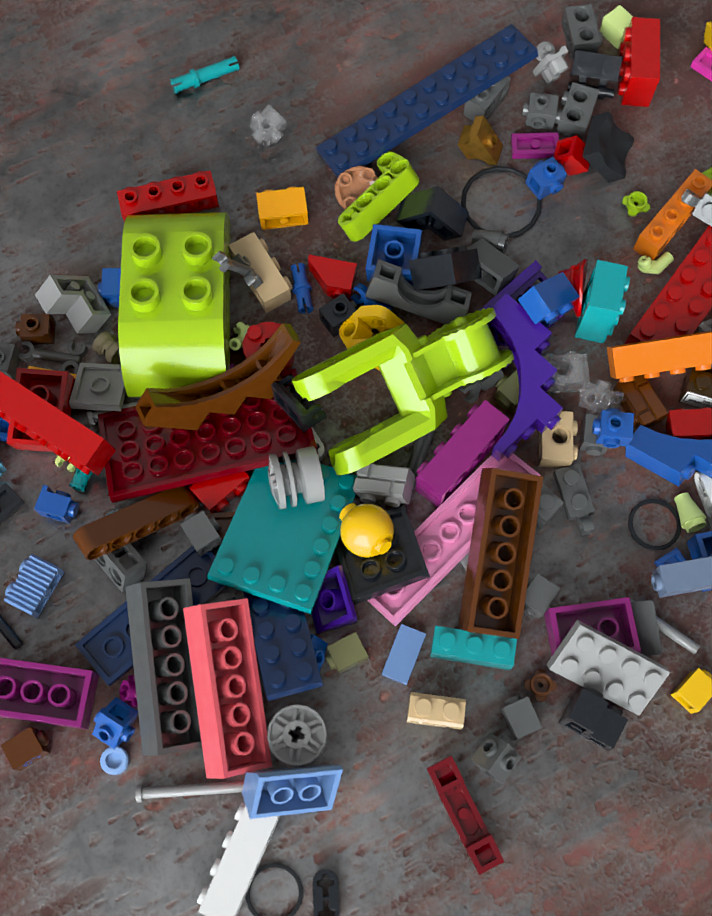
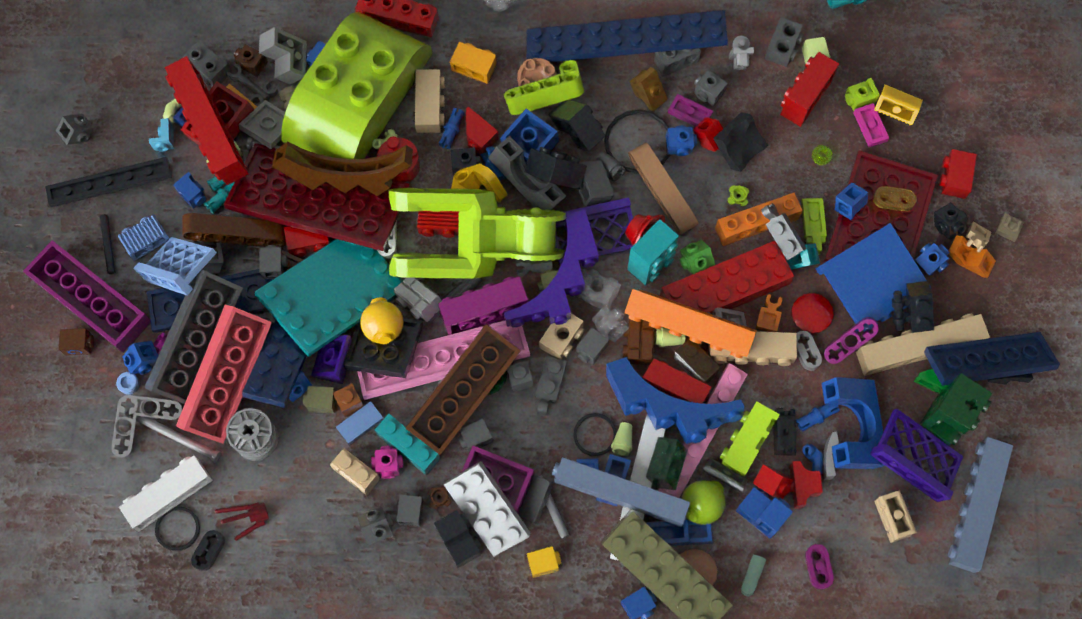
camera: 30 degrees right, 0 degrees up
(94, 614) = (167, 277): none -> light blue fence
(97, 491) = (219, 199): none -> teal pin
(149, 785) = (138, 410): none -> light grey beam
(240, 265) = (411, 89): dark grey bar -> none
(291, 790) = (223, 465): medium blue slope -> none
(296, 477) = (355, 259): light grey wheel -> none
(300, 410) = (389, 218): black hinge -> none
(354, 393) = (443, 223): none -> red brick
(356, 822) = (256, 512): none -> dark red plant
(378, 636) = (348, 400): none -> dark orange brick
(456, 687) = (390, 469): none -> dark pink brick
(464, 815) = (331, 550): dark red slope -> none
(549, 299) = (611, 230): blue brick -> none
(557, 232) = (663, 188): none -> medium nougat beam
(578, 107) = (740, 103): dark grey brick -> none
(597, 67) = (772, 74): black brick -> none
(613, 428) = (599, 347): blue brick -> none
(643, 285) = (696, 257): none -> bright green brick
(650, 266) = (721, 250): yellowish green arm -> none
(665, 382) = (664, 338): none -> yellowish green cone
(689, 44) = (869, 94): none -> lime brick
(689, 127) = (819, 159): none -> clear neon green plate

